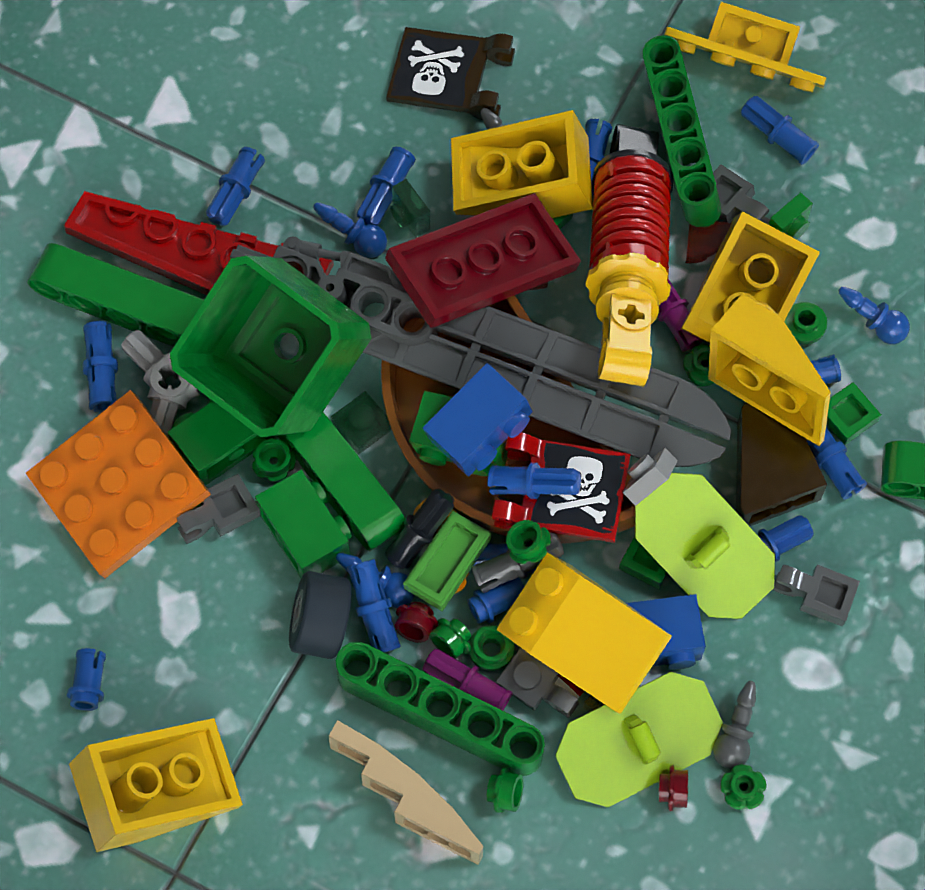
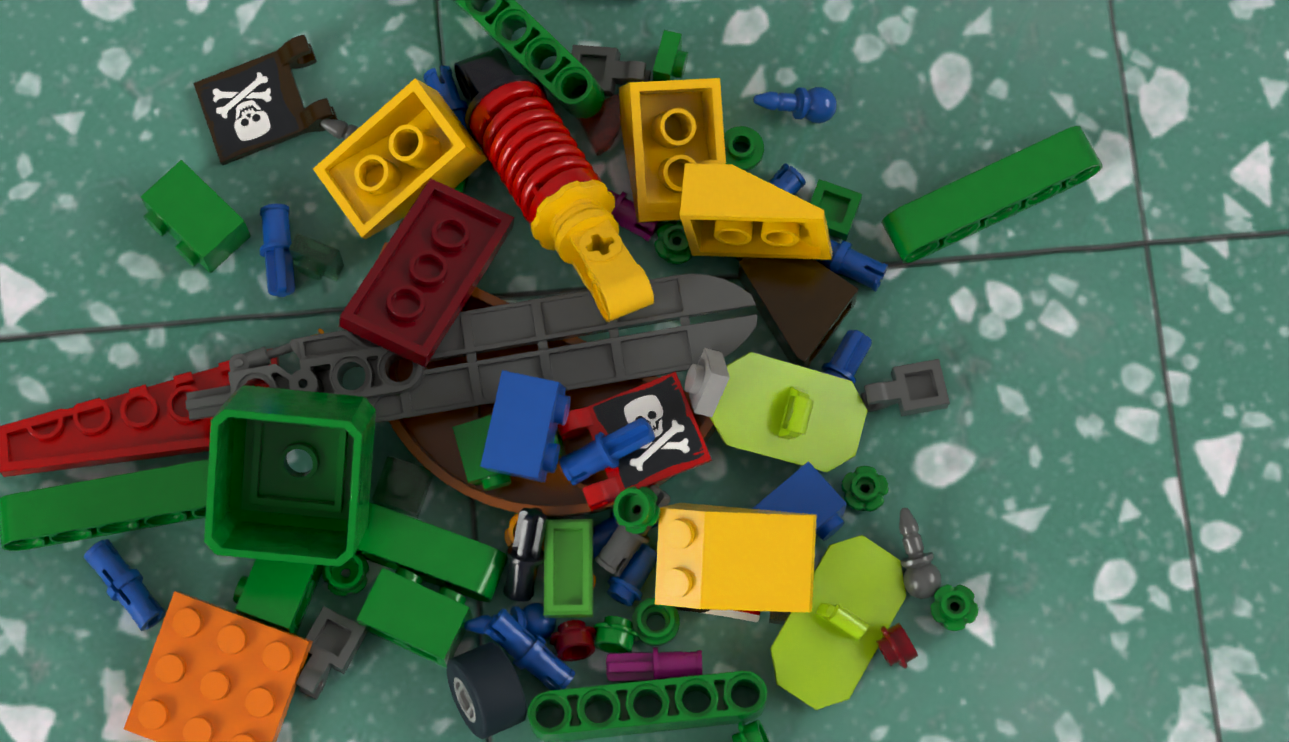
camera: 30 degrees left, 5 degrees up
(157, 369) = (180, 553): light grey bush -> none
(234, 186) = (136, 335): blue axle -> none
(338, 125) = (195, 217): none -> green brick
(367, 240) = (294, 310): blue bar -> none
(533, 682) = (713, 630): dark grey plate -> none
(642, 565) = (739, 462): green plate -> none
(724, 658) = (864, 501): none -> green plate

